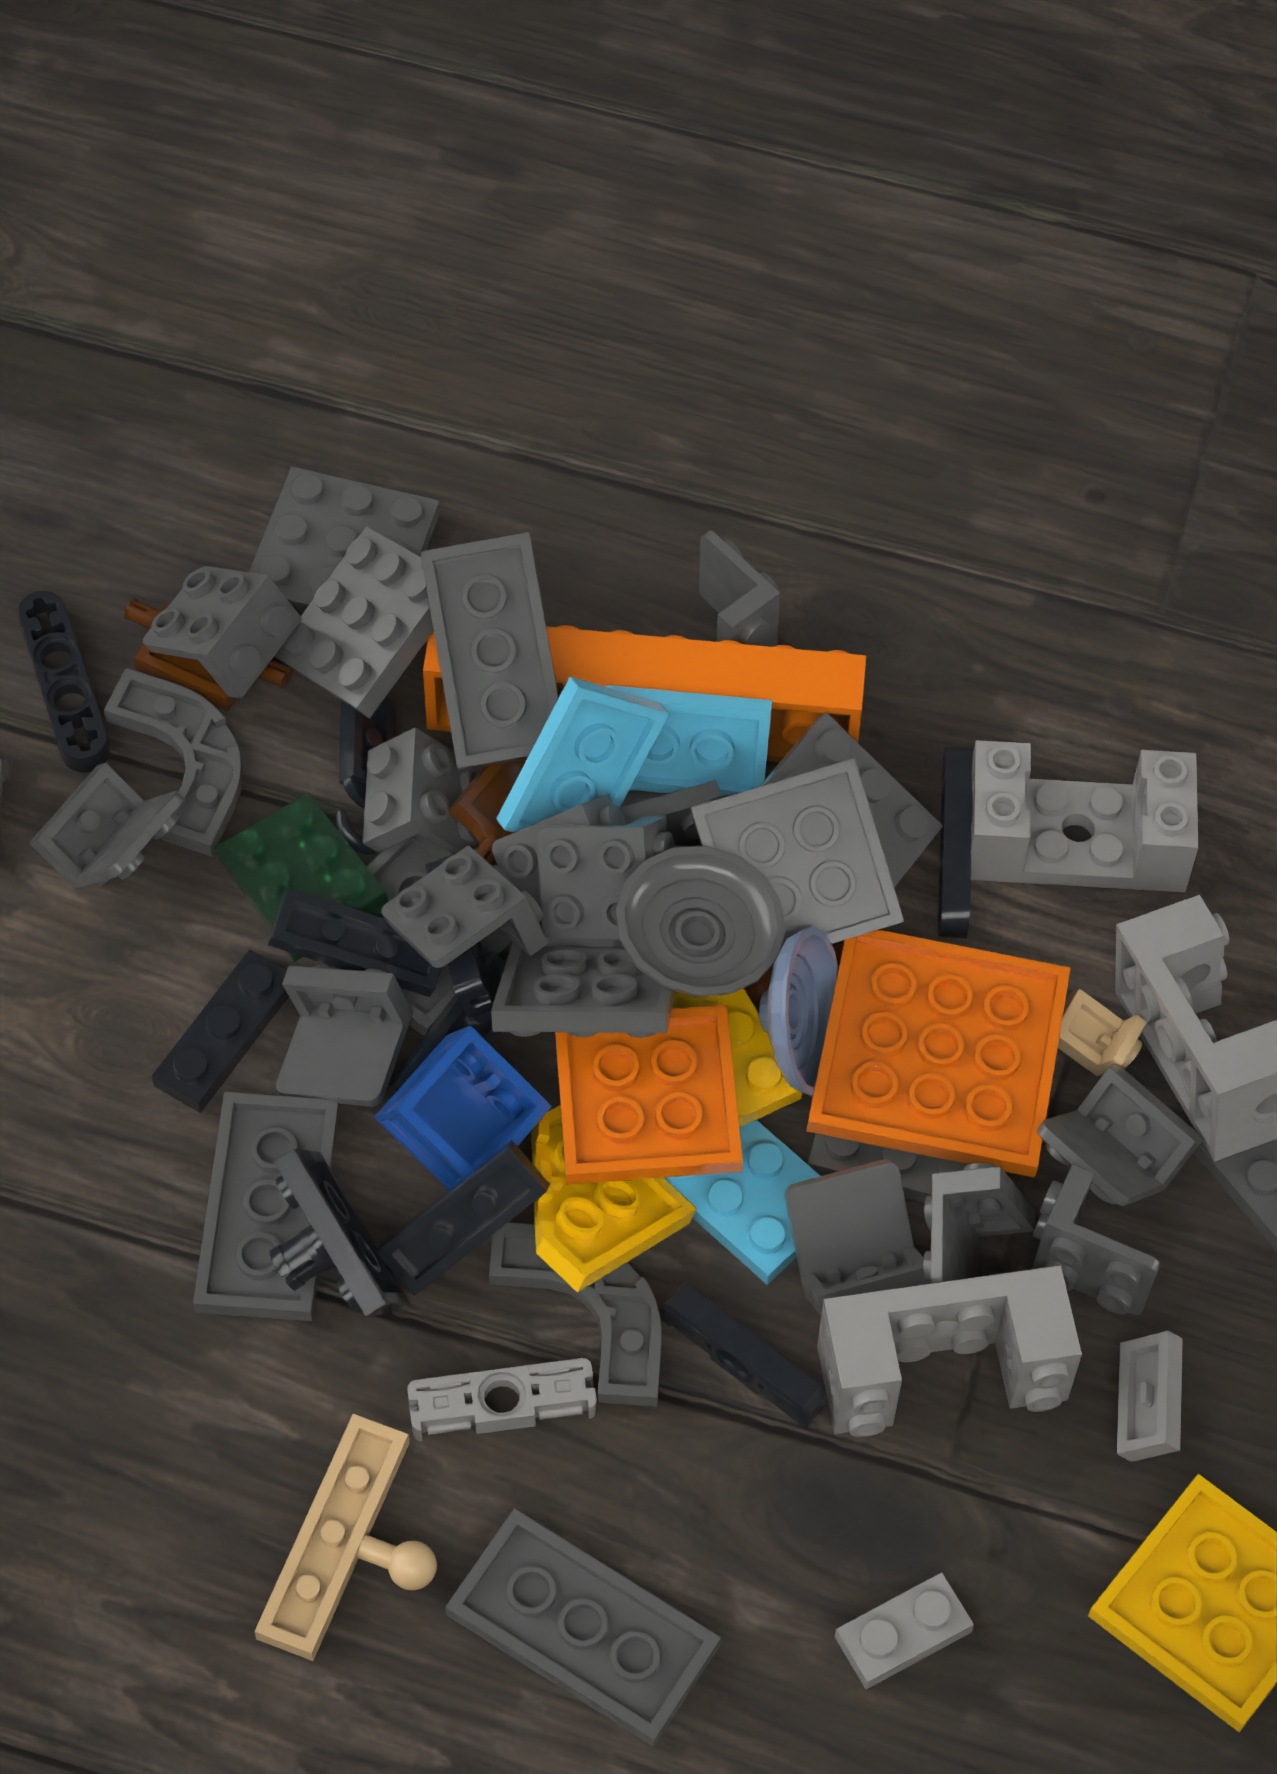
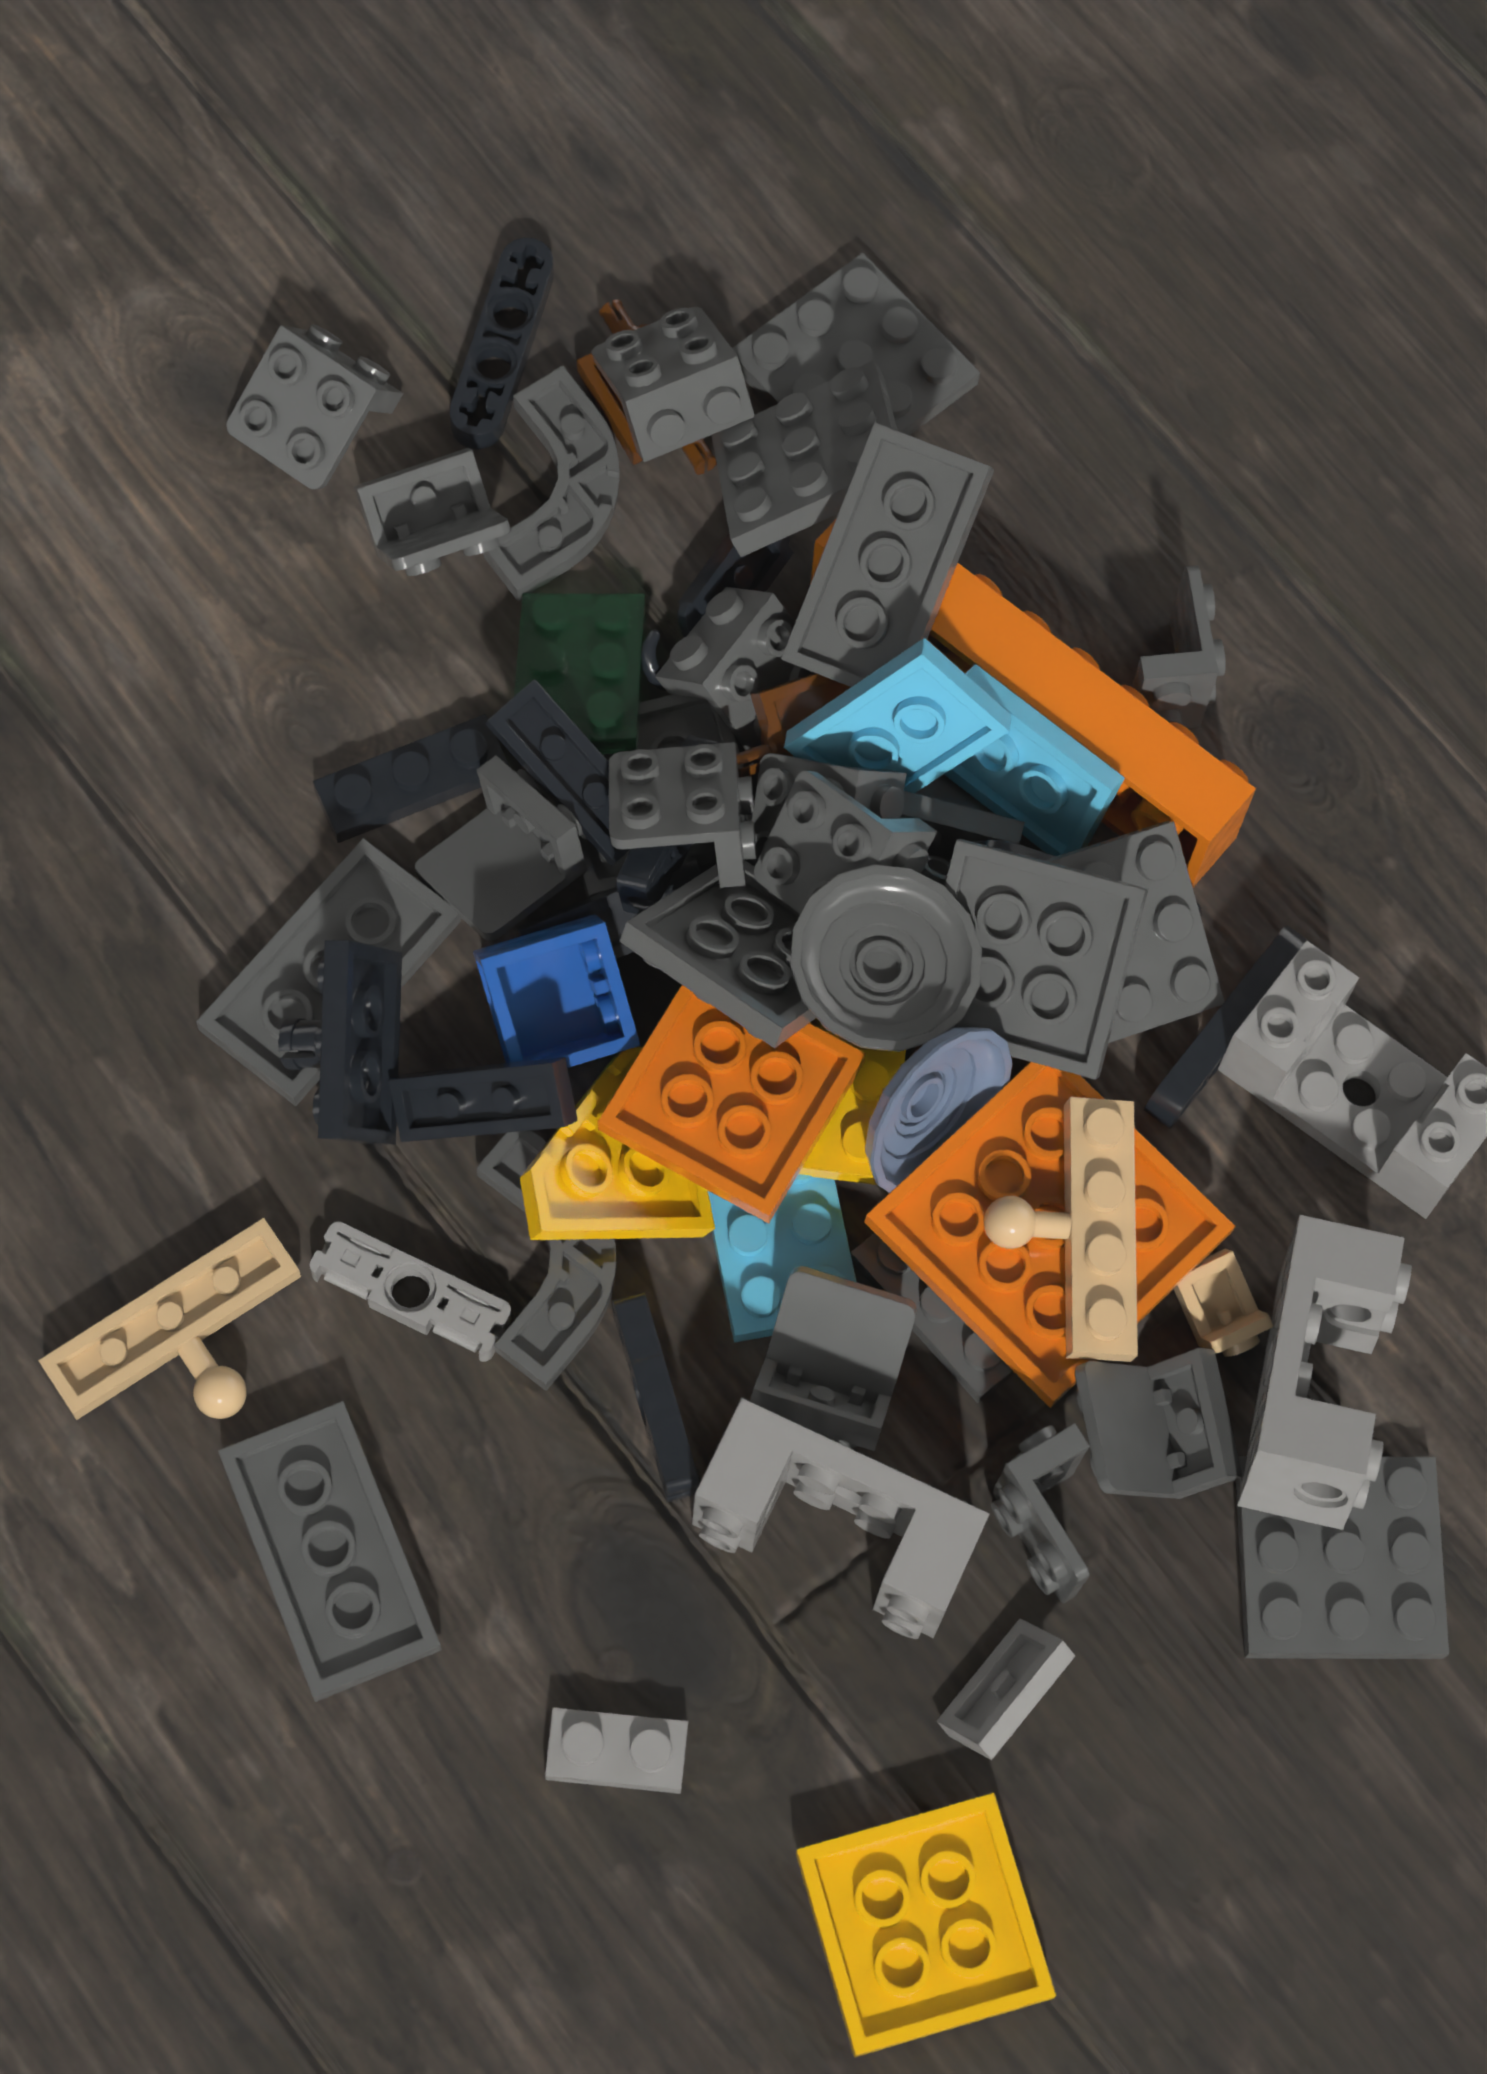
camera: 30 degrees right, 10 degrees up
(966, 1207) = (936, 1407): dark grey bracket -> none
(976, 1024) = (1095, 1227): none -> tan plate

